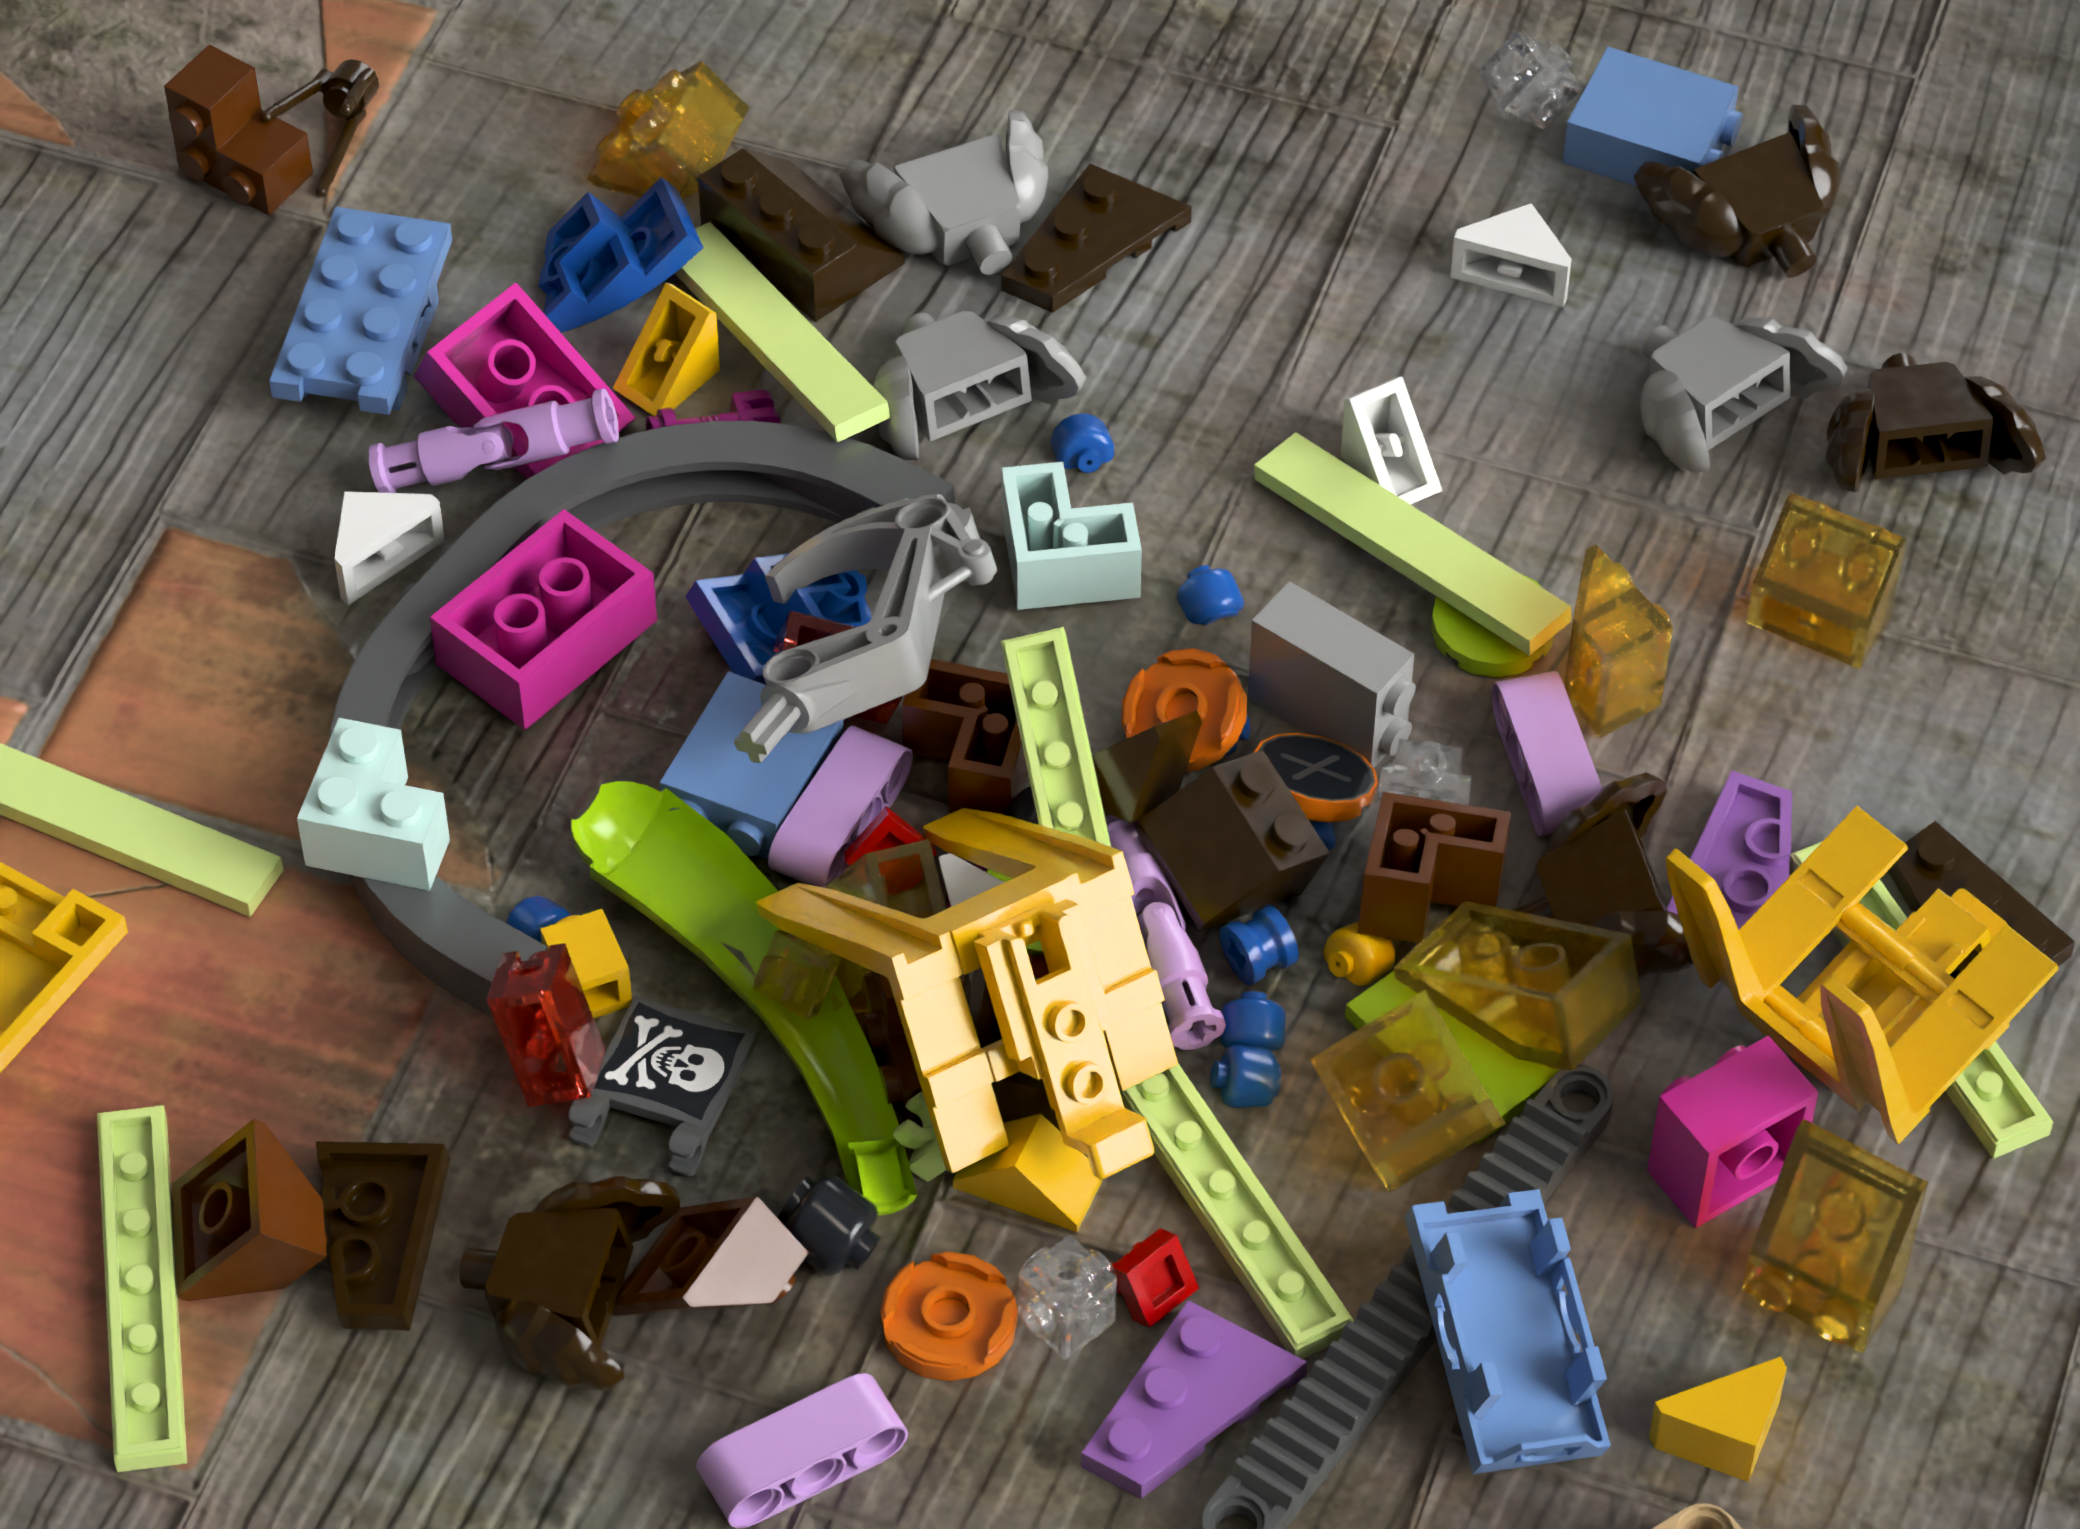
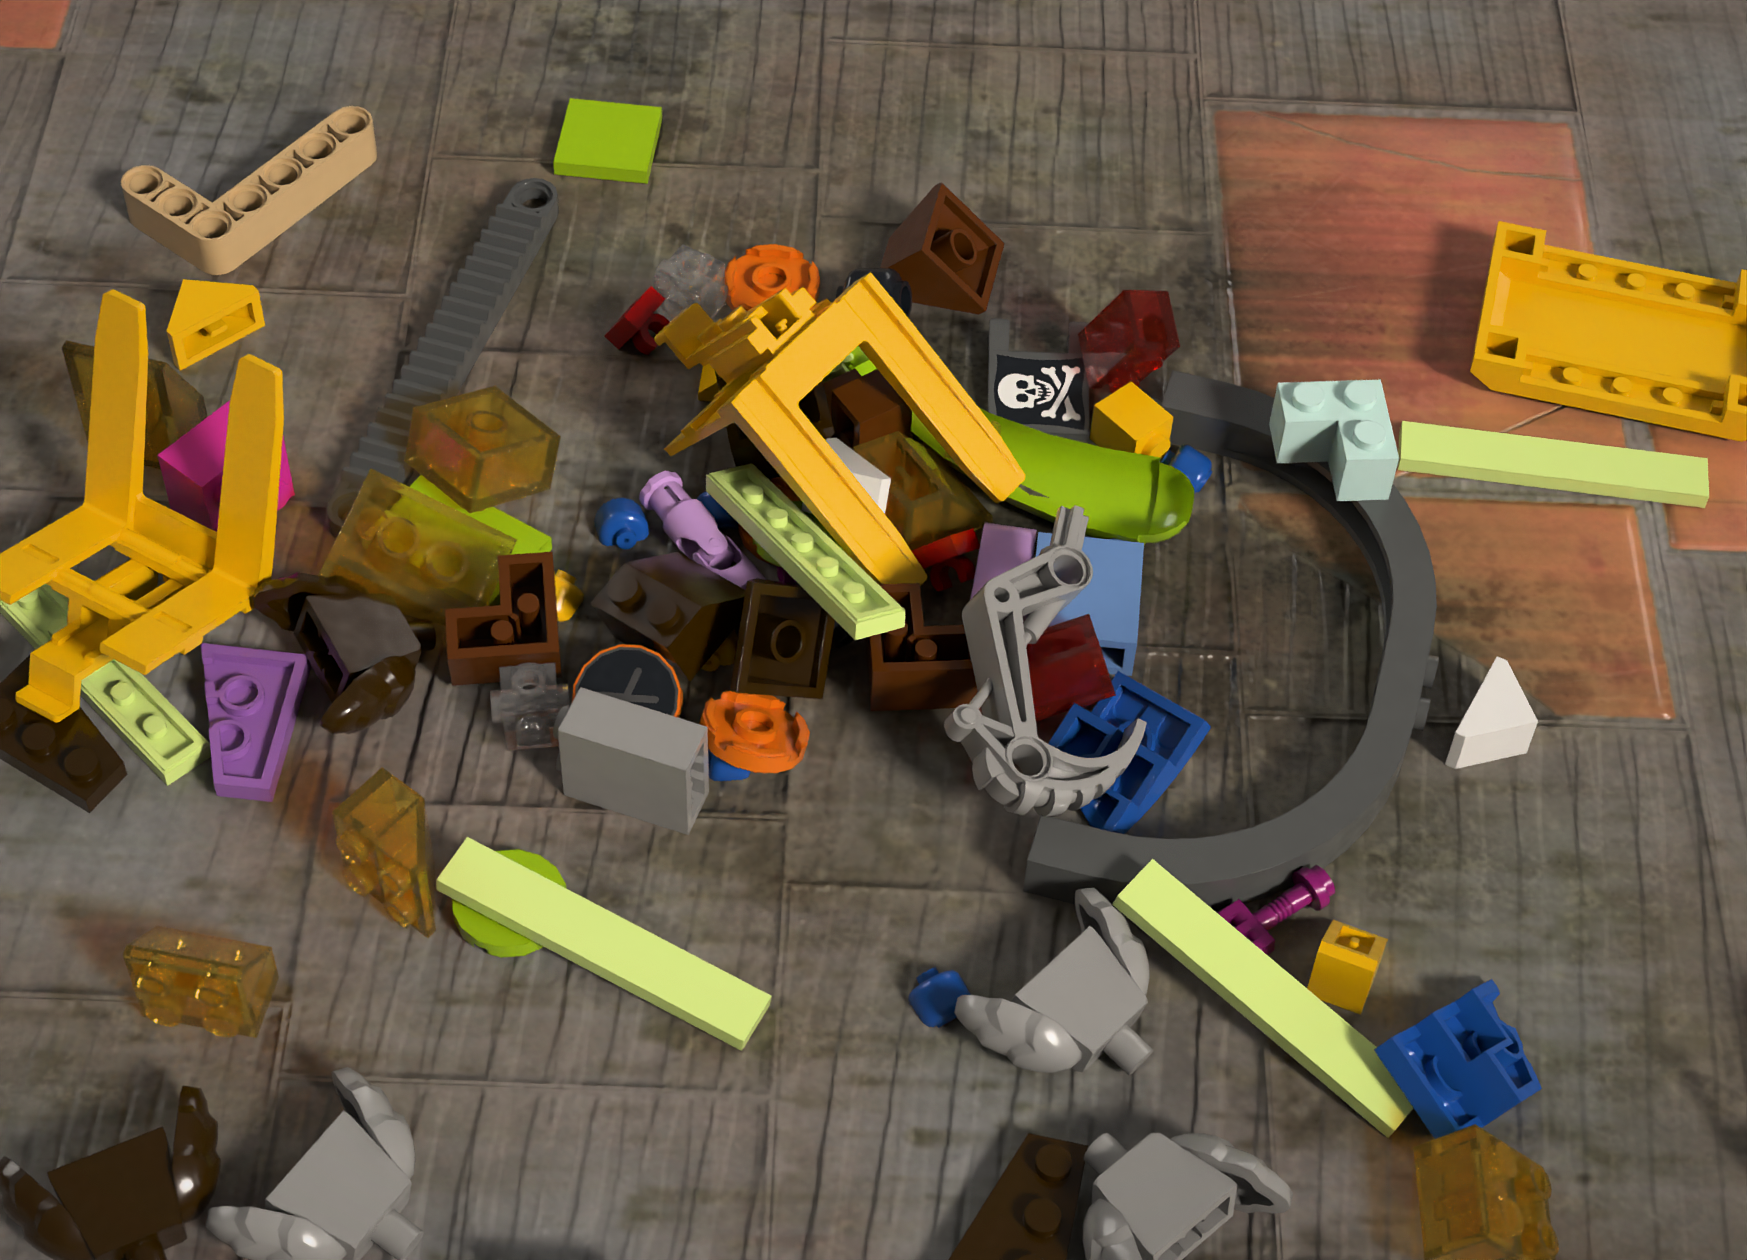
camera: 160 degrees right, 0 degrees up
(141, 1290) = (1315, 192): yellowish green tile -> none
(245, 1219) = (1260, 213): reddish brown slope -> none
(364, 310) = (1643, 912): medium blue piece -> none
(380, 1226) = (1175, 245): dark brown wing -> none
(452, 451) = (1415, 806): lavender piece -> none
(506, 362) = (1461, 889): dark pink slope -> none
(544, 619) = (1310, 665): dark pink brick -> none
(563, 1272) = (1036, 221): dark brown torso -> none
(794, 231) = (1318, 1134): dark brown slope -> none
(801, 1450) = (832, 176): lavender beam -> none
(1066, 552) = (913, 833): light aqua brick -> none
(1184, 1396) = (590, 271): medium lavender wing -> none
(1209, 595) = (771, 872): blue piece -> none
(1238, 1213) = (602, 398): yellowish green tile -> none
(1247, 1076) = (614, 482): blue piece -> none
(1259, 944) = (633, 546): blue wheel -> none
(1386, 441) = (650, 1039): white slope -> none
(1509, 1332) = (372, 316): medium blue piece -> none
(1544, 747) = (432, 766): lavender beam -> none

